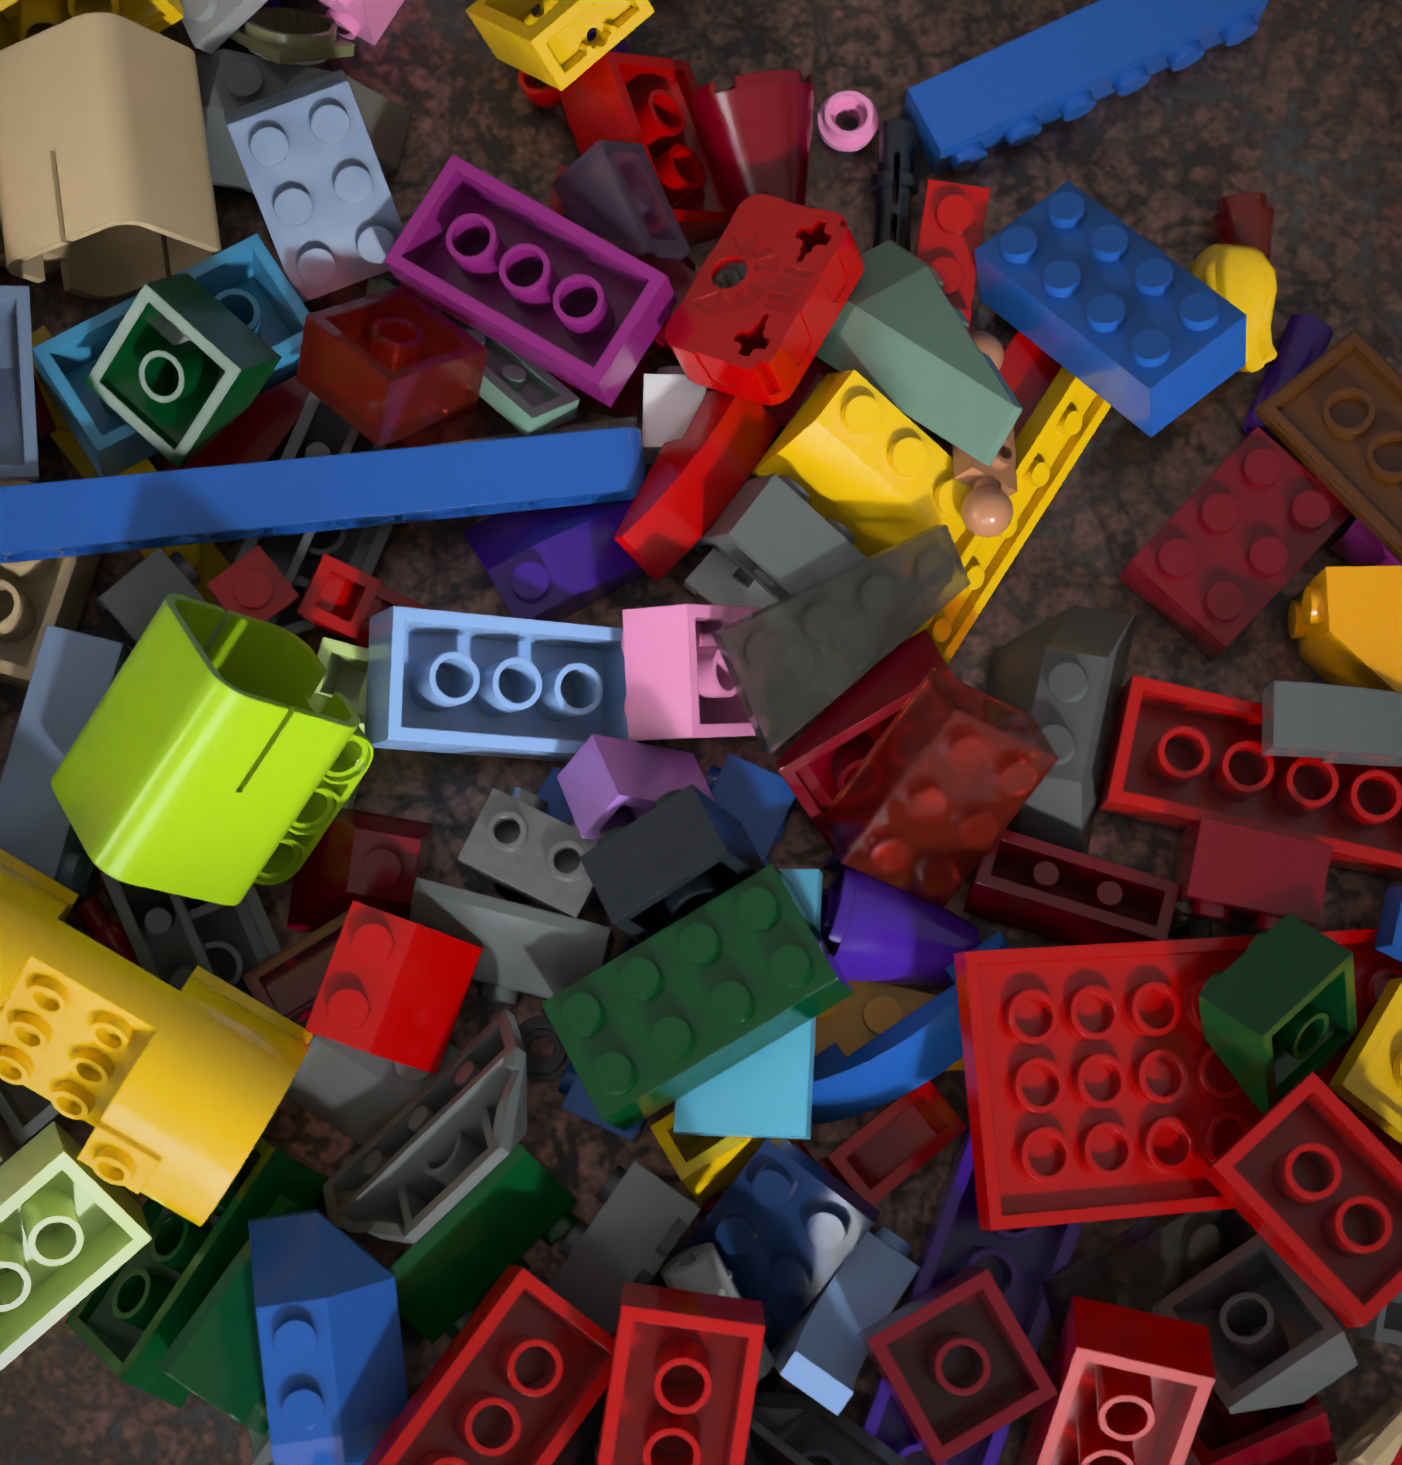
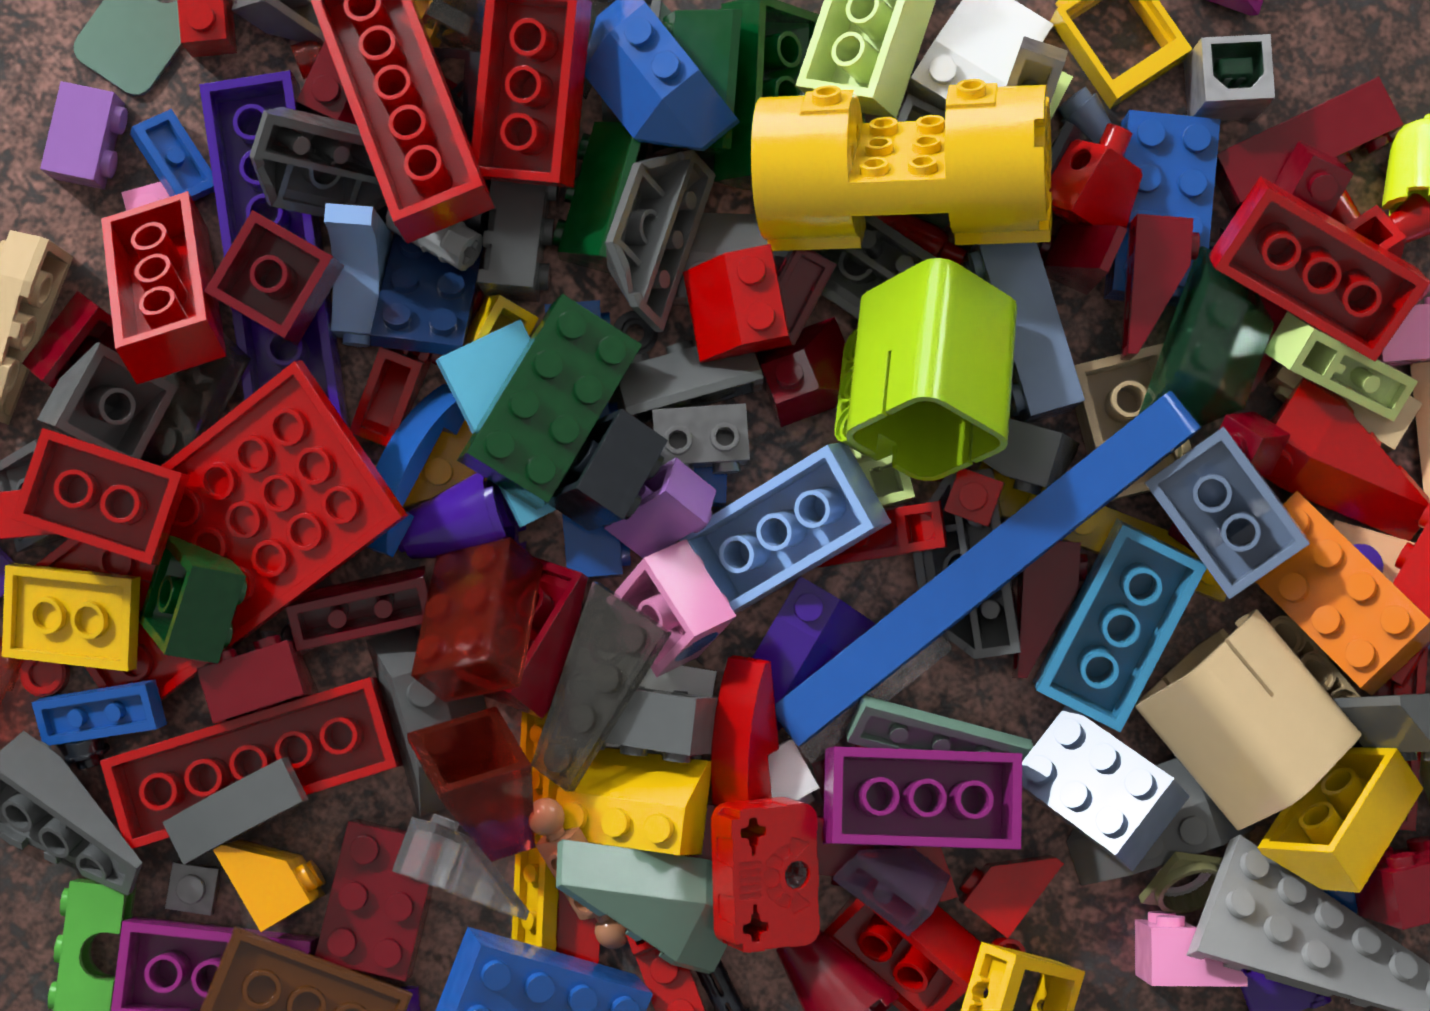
camera: 150 degrees right, 5 degrees up
(181, 367) = (1103, 607): dark green slope -> none
(391, 365) = (977, 690): clear red brick -> none
(499, 139) = (1007, 889): none -> red slope
(1041, 596) = (481, 779): none -> clear red slope
(1133, 525) = (455, 864): none -> clear slope

